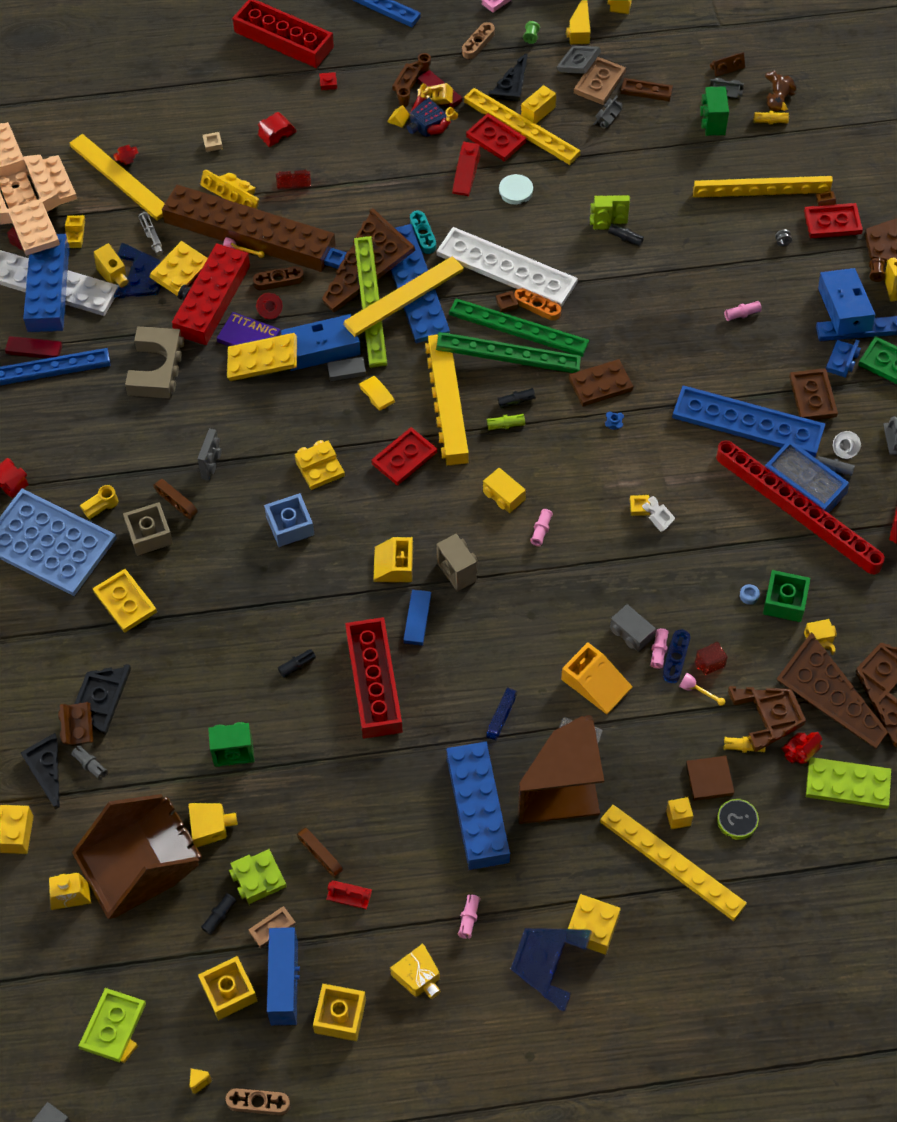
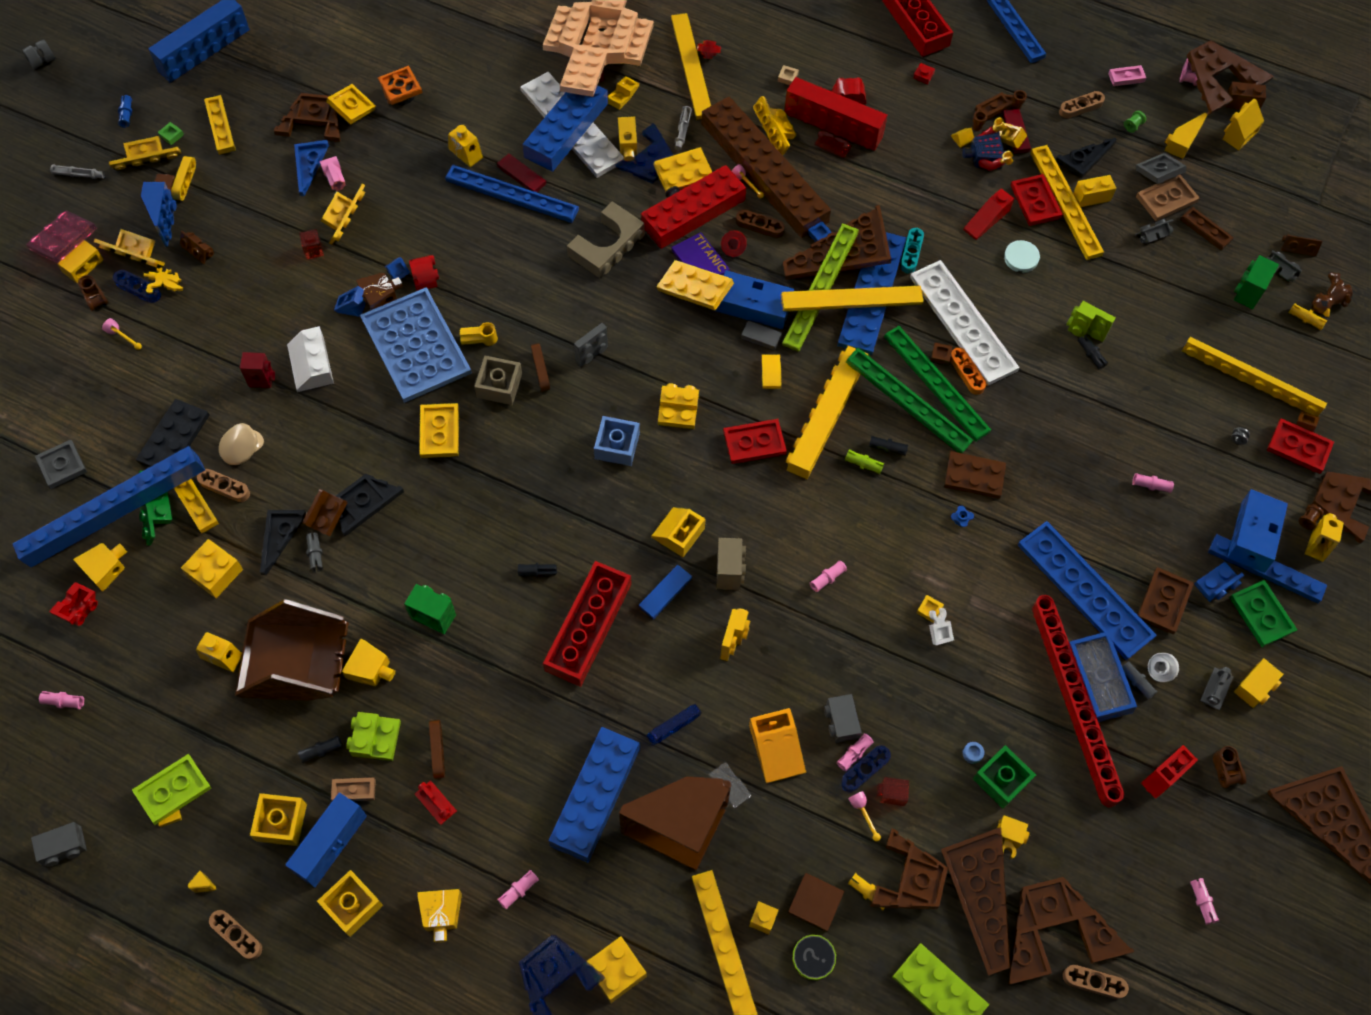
camera: 30 degrees right, 5 degrees up
(279, 152) = (835, 113): none -> red brick
(499, 611) = (736, 631): none -> yellow plate
(504, 490) = (818, 523): yellow brick -> none
(802, 747) = (918, 929): red cylinder -> none

